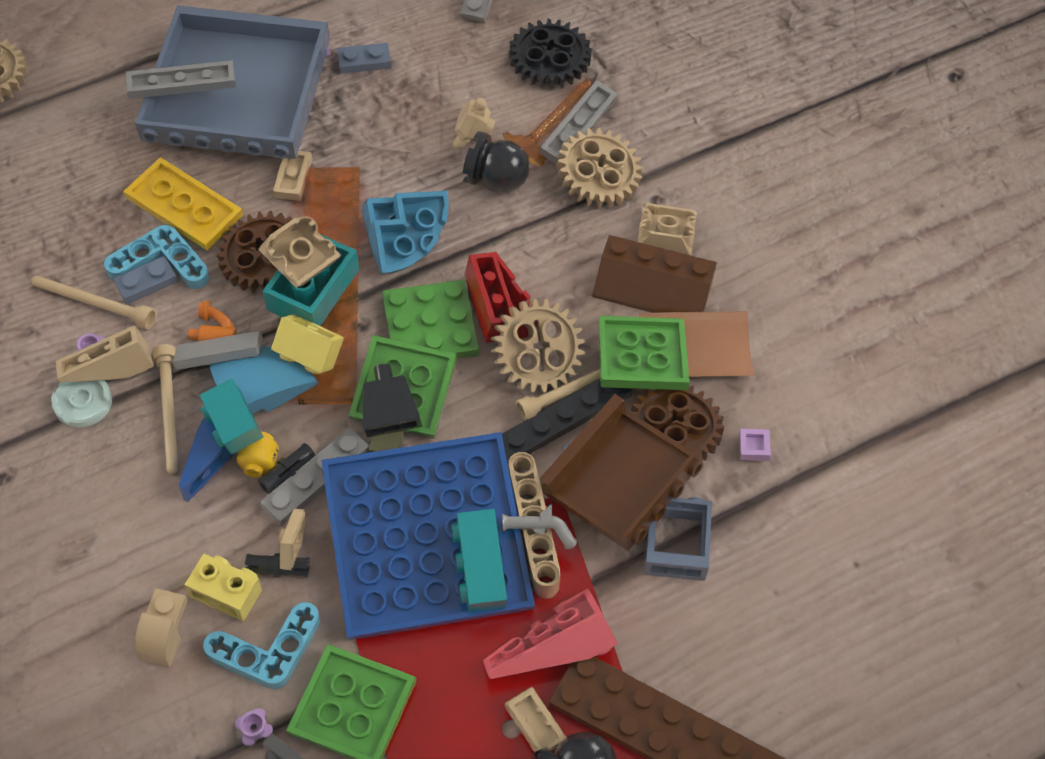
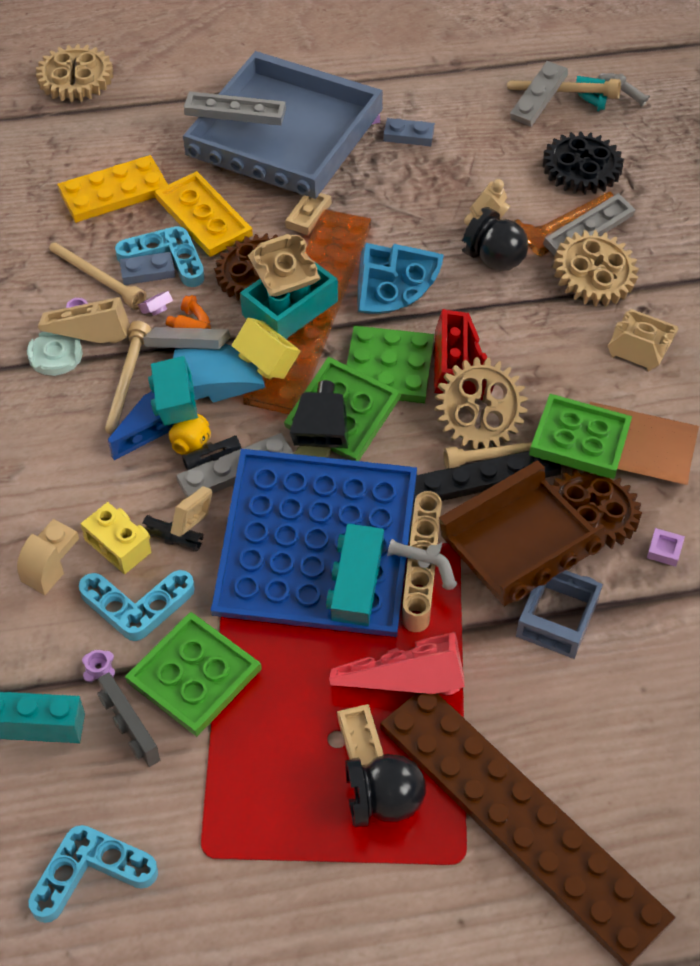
camera: 20 degrees right, 5 degrees down
(74, 197) = (112, 188): none -> yellow plate
(170, 318) = (156, 303): none -> lavender plate
(653, 277) = (615, 373): reddish brown slope -> none

